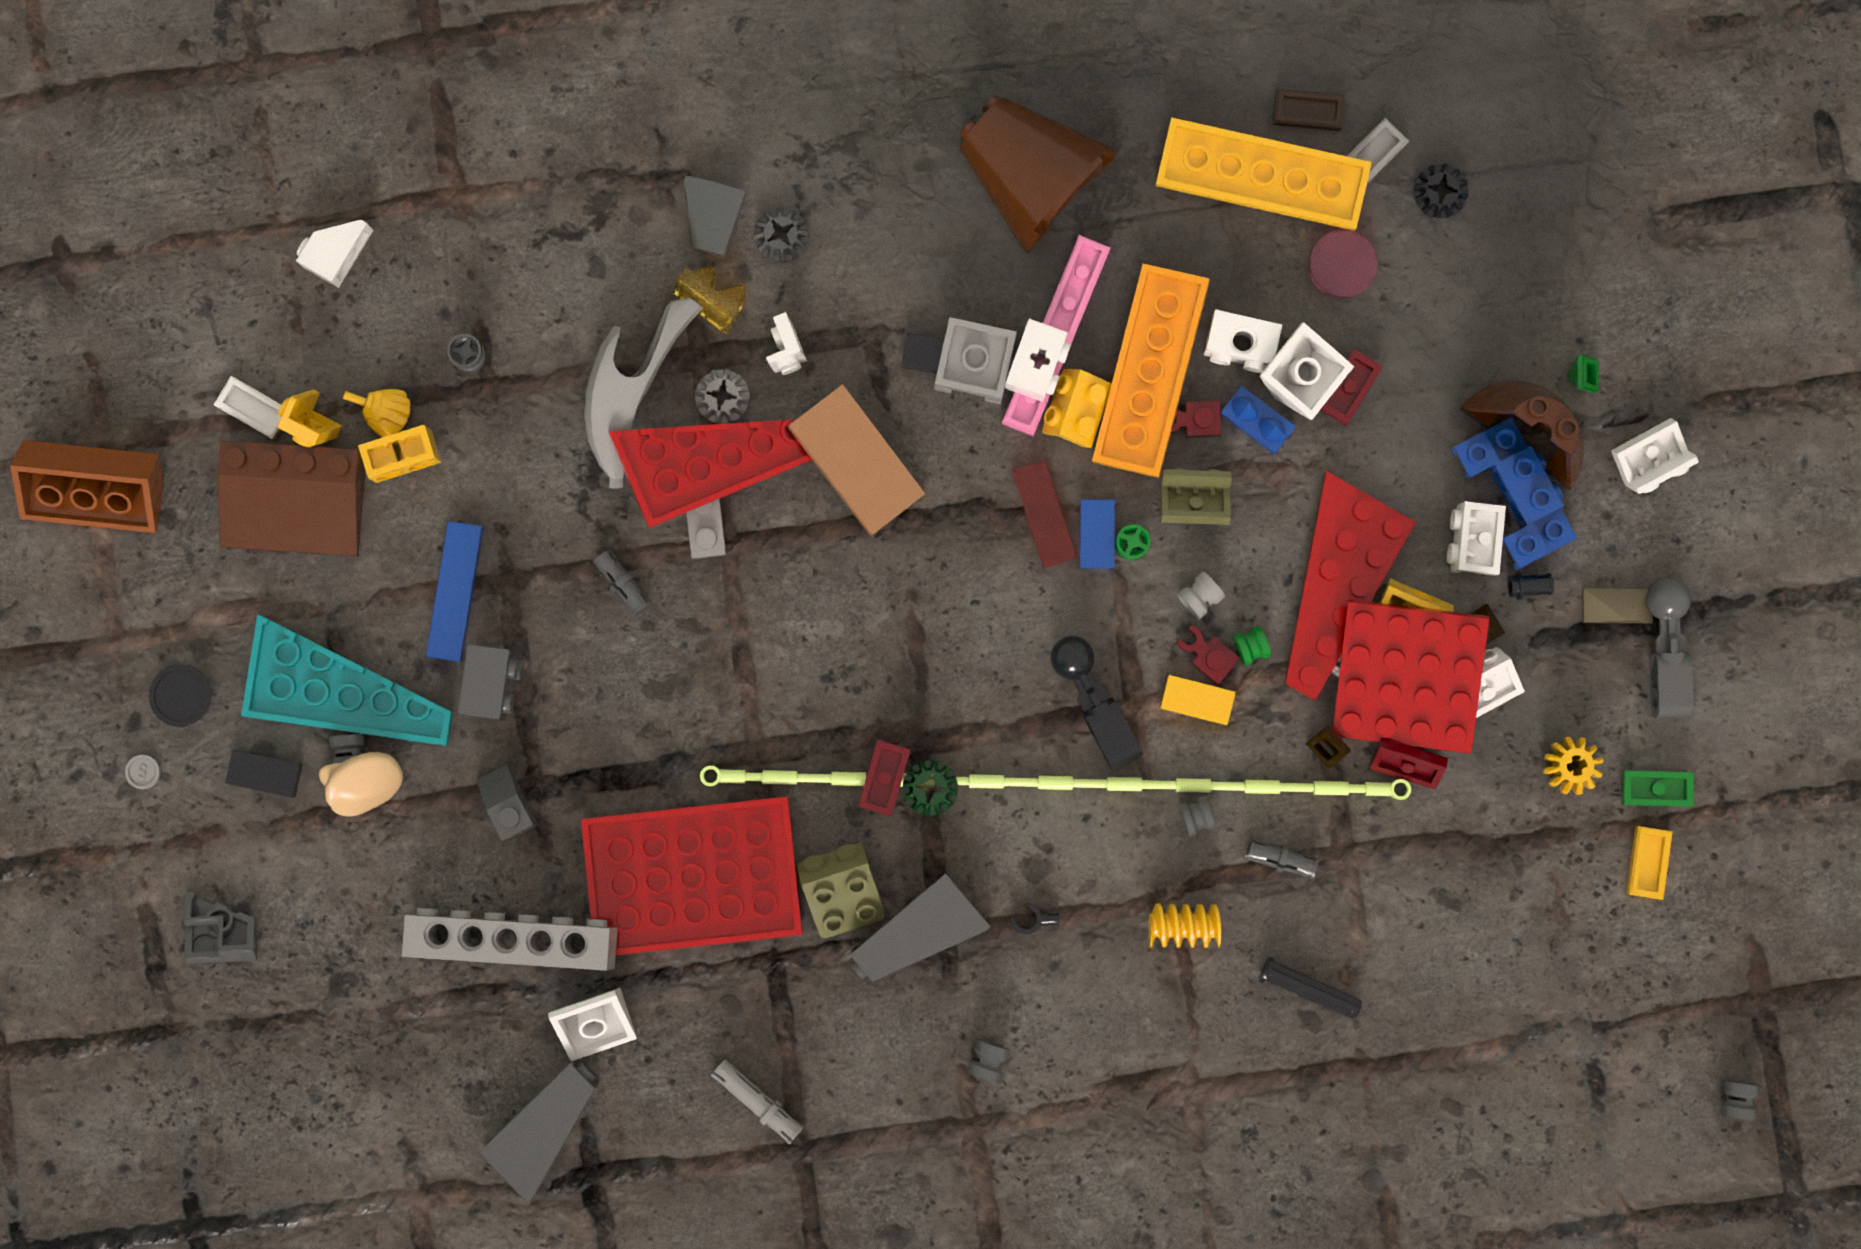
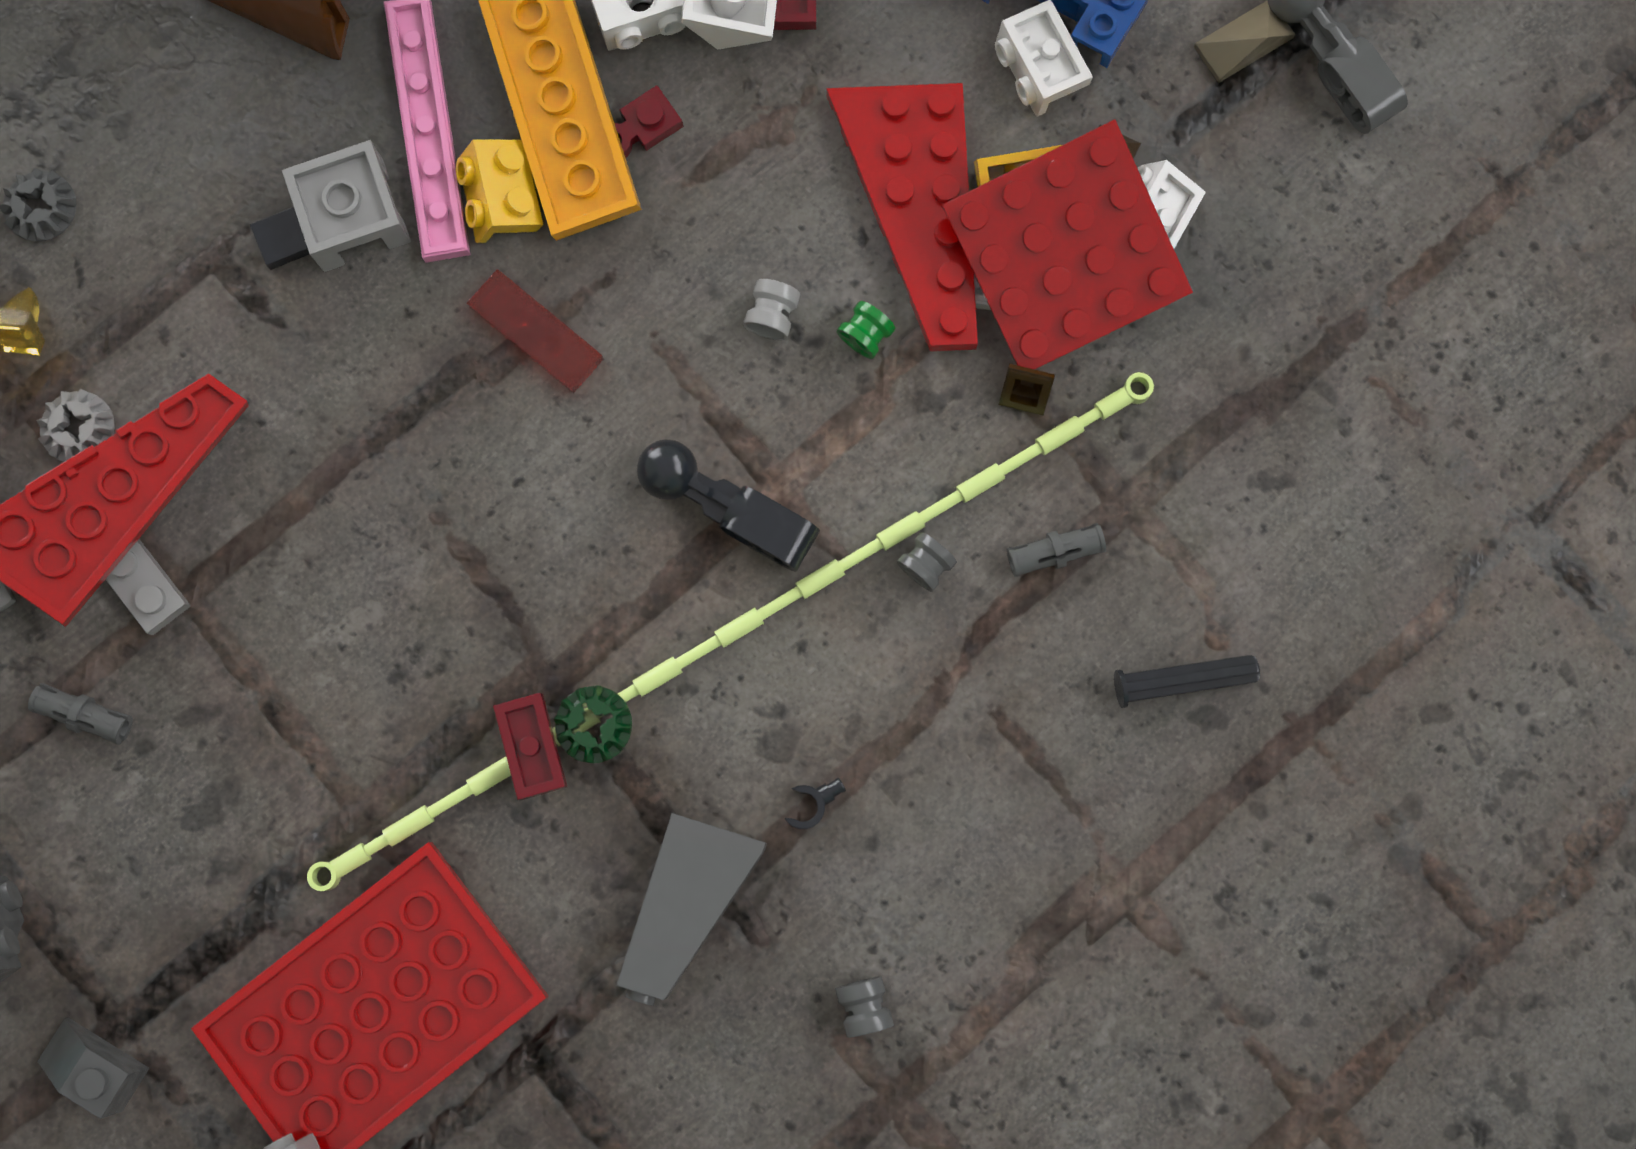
camera: 30 degrees left, 5 degrees down
(791, 352) = (115, 327): white bracket -> none
(840, 890) = (561, 915): olive bracket -> none
(856, 460) = (273, 400): medium nougat tile -> none
(1037, 340) = (403, 138): white brick -> none
(1097, 534) = (610, 316): blue tile -> none
(1135, 537) = (654, 288): green wheel -> none
(1184, 925) = (993, 695): yellow piece -> none
(1195, 496) = (695, 202): olive bracket -> none
(1197, 700) = (844, 431): yellow tile -> none
(1212, 658) = (831, 372): dark red plate -> none
(1257, 420) = (713, 82): blue tile -> none
(1408, 763) = (1129, 350): dark red plate -> none
(1530, 585) = (1126, 79): black pin -> none
(1563, 756) = (1332, 236): yellow gear -> none
(1649, 862) = (1469, 295): yellow tile -> none
(1657, 788) = (1423, 207): green plate -> none

